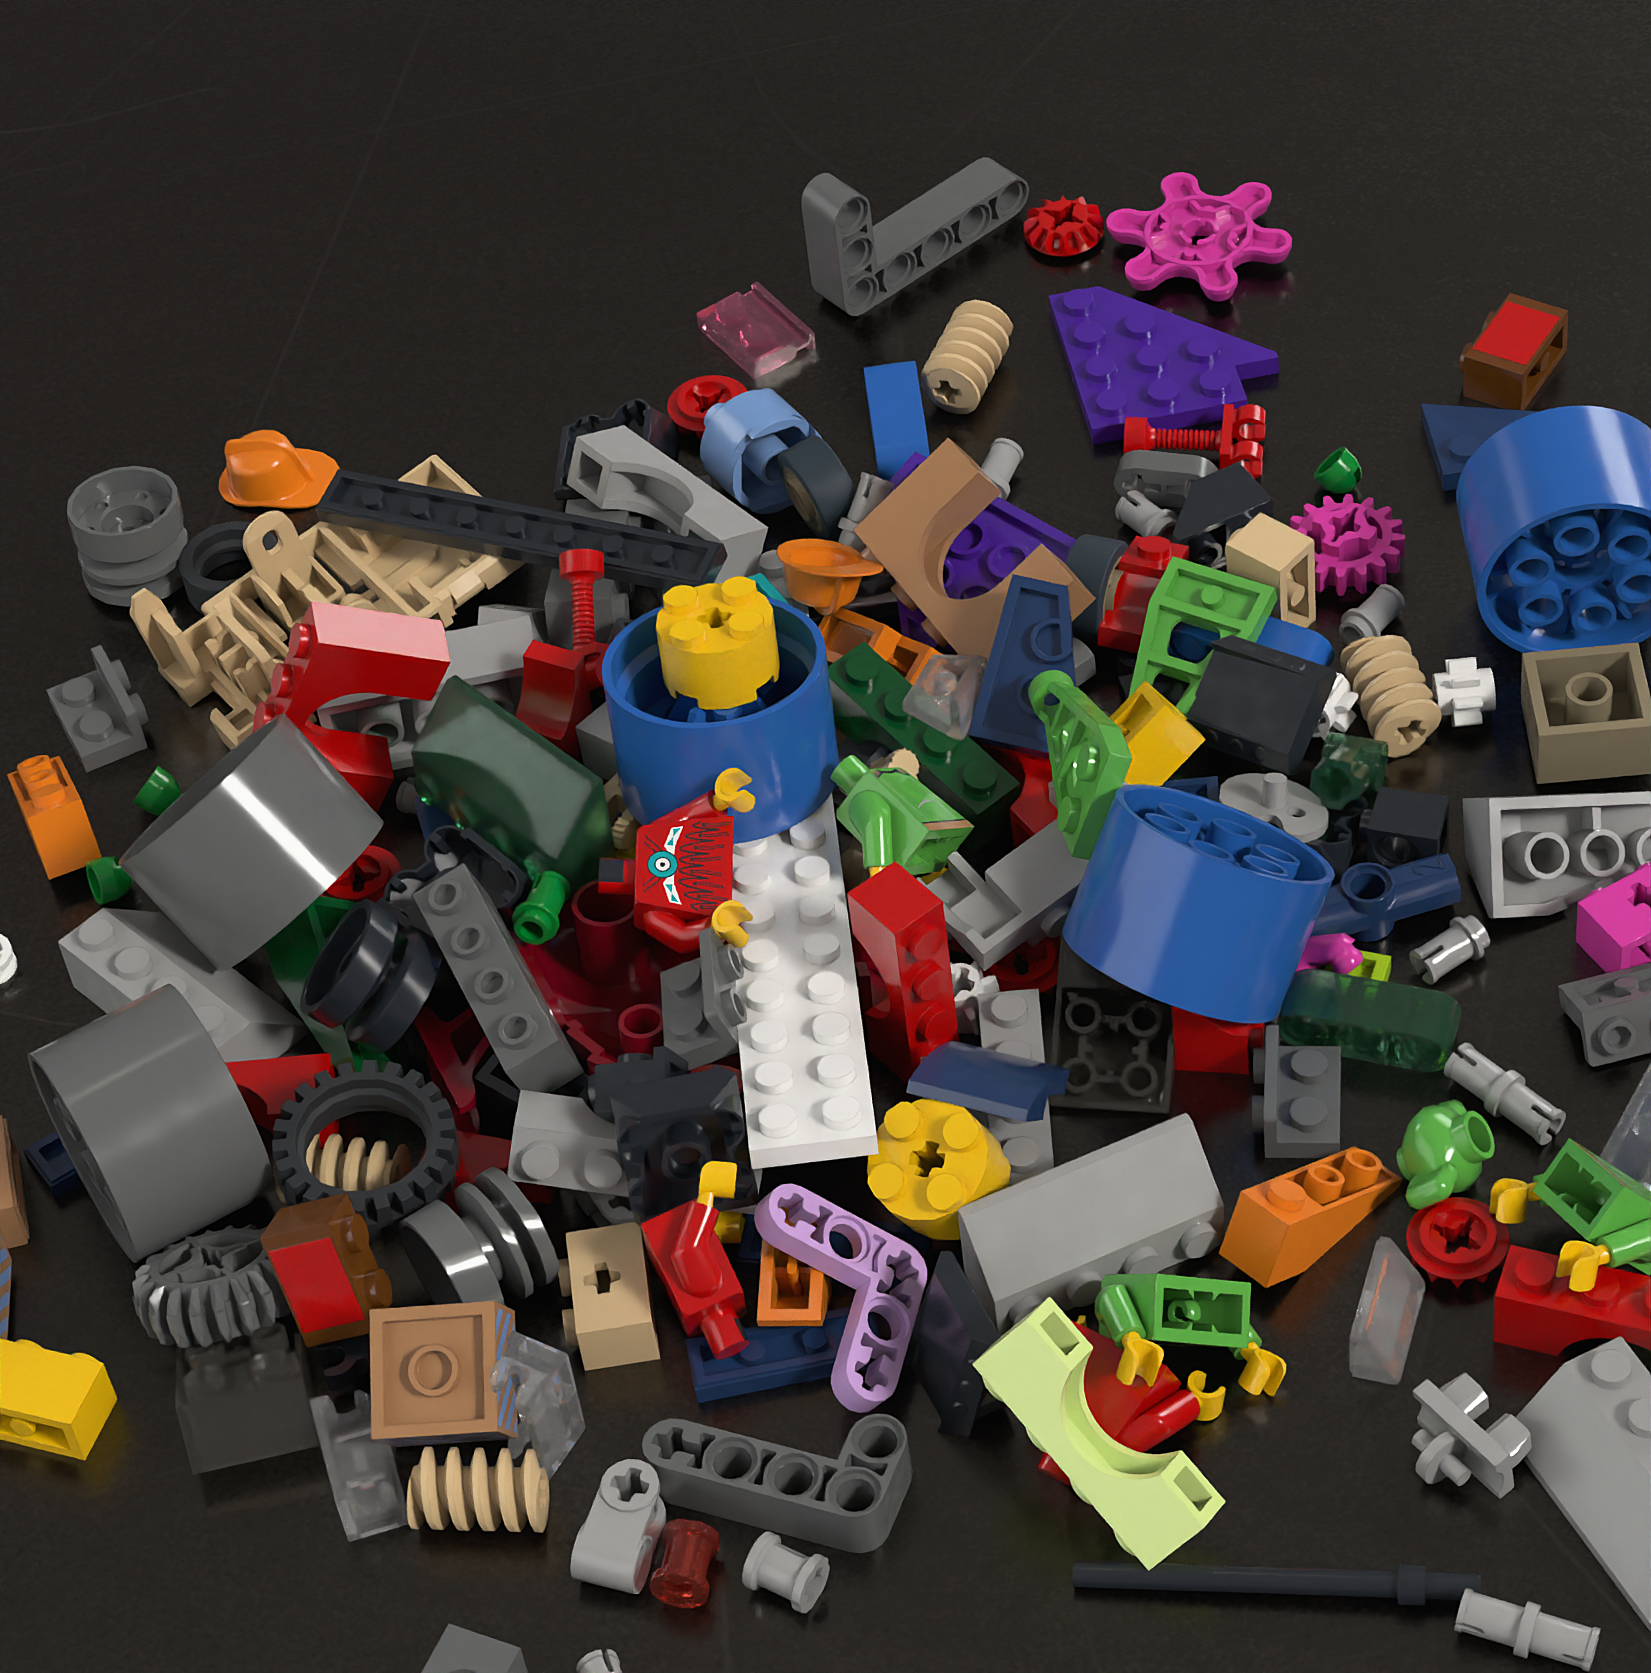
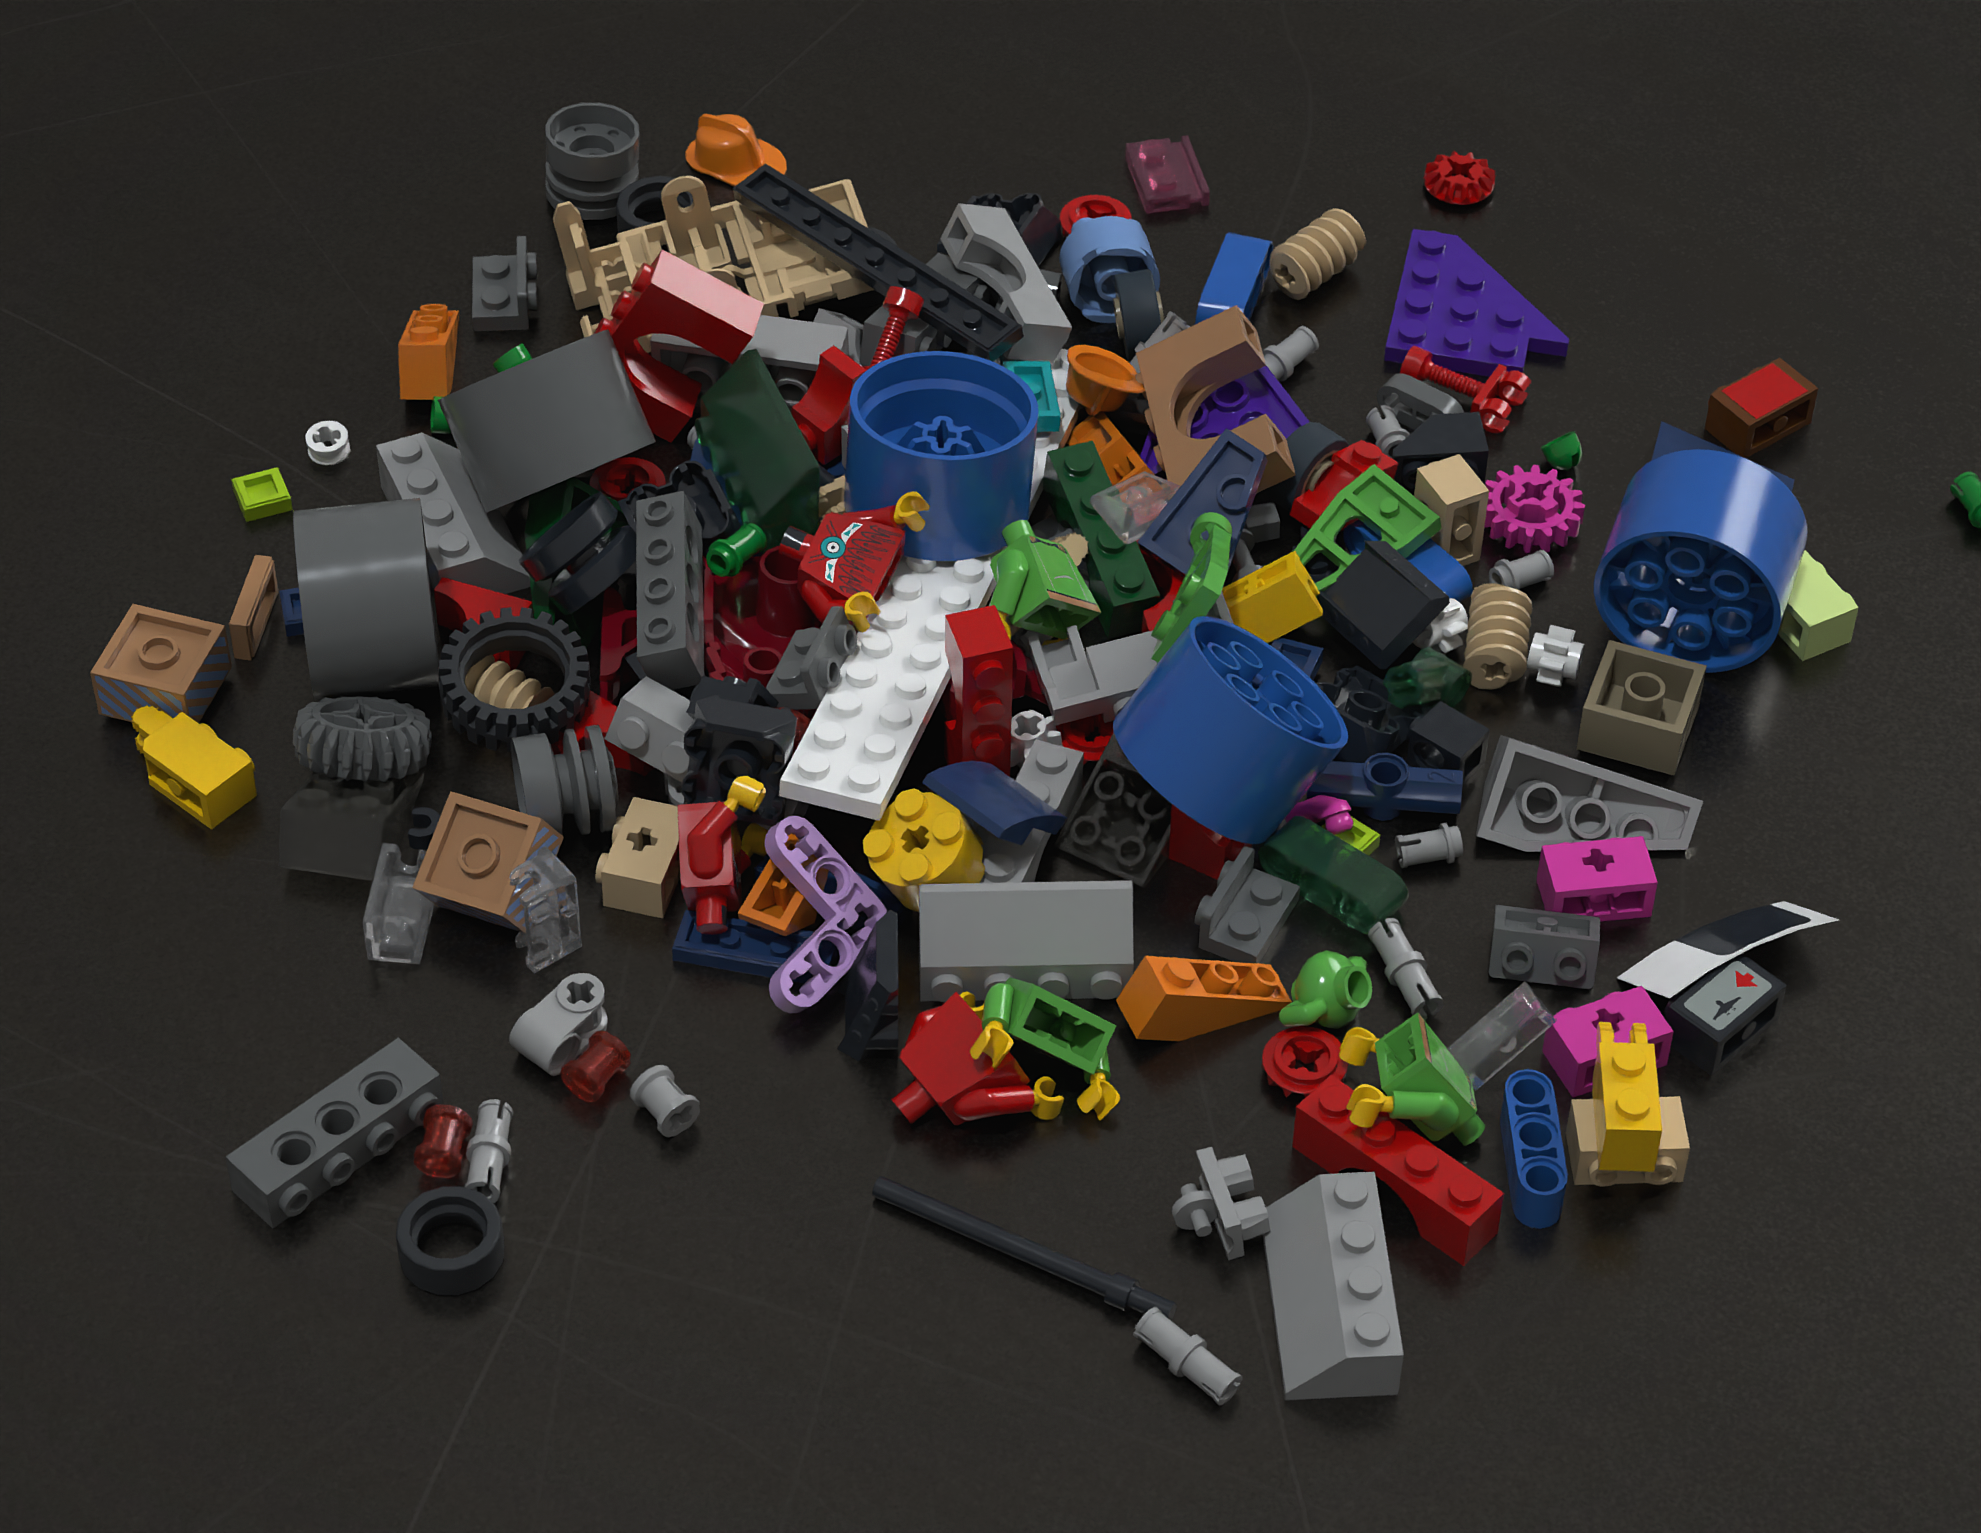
camera: 15 degrees right, 0 degrees up
(326, 1268) = (440, 751): brick -> none
(478, 1492) = (473, 957): tan piece -> none
(700, 1459) = (726, 1065): dark grey beam -> none
(717, 642) = (956, 393): yellow brick -> none
(866, 263) = (1281, 155): dark grey beam -> none
(1144, 1497) = (909, 1027): yellowish green arch -> none
(1192, 213) = (1559, 205): dark pink plate -> none
(1275, 801) = (1351, 681): light grey piece -> none
(1385, 1315) = (1216, 1092): clear slope -> none

